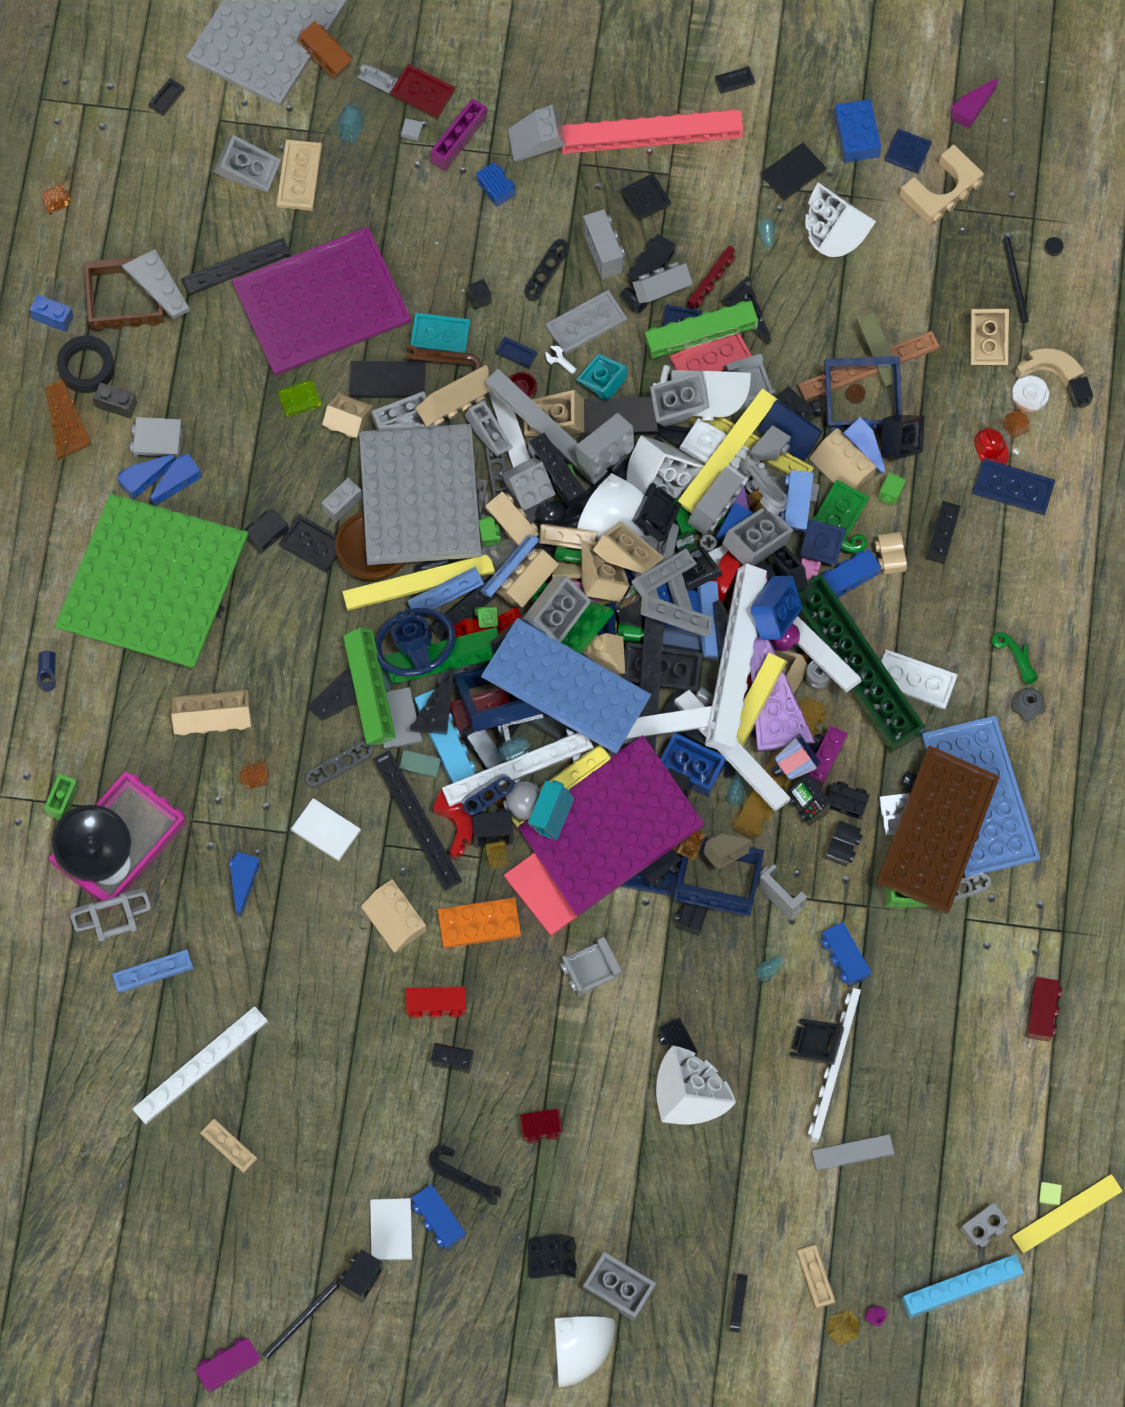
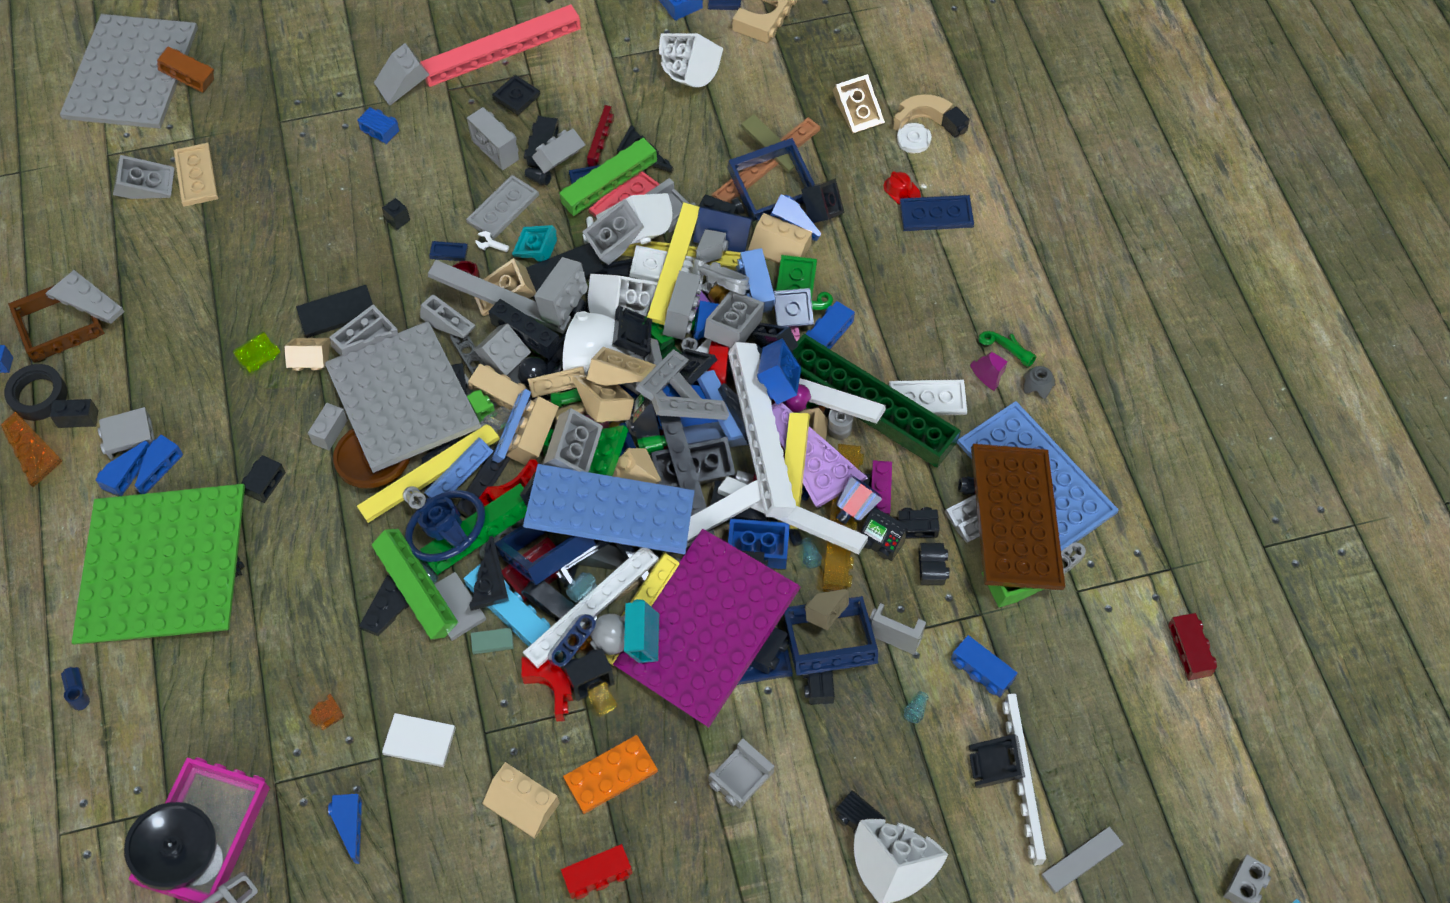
camera: 20 degrees left, 10 degrees down
(61, 797) = (124, 809): bright green brick -> none
(166, 97) = (51, 151): black tile -> none
(211, 712) = (260, 668): tan slope -> none
(236, 266) = (159, 265): black tile -> none
(310, 543) = (310, 476): black tile -> none
(321, 301) = (249, 267): magenta plate -> none
(338, 763) = (407, 668): dark grey beam -> none
(350, 123) = (228, 116): clear light blue brick -> none
(377, 78) = (241, 79): light grey hinge -> none
(396, 603) = (419, 497): none -> light grey bush
(412, 129) = (287, 108): light grey tile -> none
(417, 820) = (510, 696): black plate -> none
(422, 91) = (286, 76): dark red plate -> none
(440, 333) = (371, 258): teal plate -> none
(443, 356) = (372, 276): reddish brown piece -> none
(454, 397) = (403, 299): tan slope -> none
(458, 134) = (330, 96): magenta brick -> none
(486, 616) = (506, 478): bright green bracket -> none
(508, 422) = (458, 302): white tile -> none
(540, 894) = (662, 721): coral tile -> none
(549, 271) = (450, 177): black beam -> none
(693, 842) = (794, 610): clear orange brick -> none
(766, 230) = (632, 87): clear light blue cone -> none
(793, 171) = (635, 38): black tile -> none
(855, 394) = (765, 186): reddish brown tile -> none
(891, 553) = (857, 299): tan brick -> none
(892, 489) = (833, 248): bright green brick -> none
(943, 532) = (895, 267): black brick -> none
(984, 675) = (989, 369): none -> magenta slope
(1016, 281) = (859, 59): black piece -> none
(1016, 423) = (916, 157): clear orange brick -> none
(1050, 1194) = (1290, 824): yellowish green tile -> none
(1053, 246) = (878, 25): black tile -> none
(1066, 1214) = (1316, 838): light yellow tile -> none

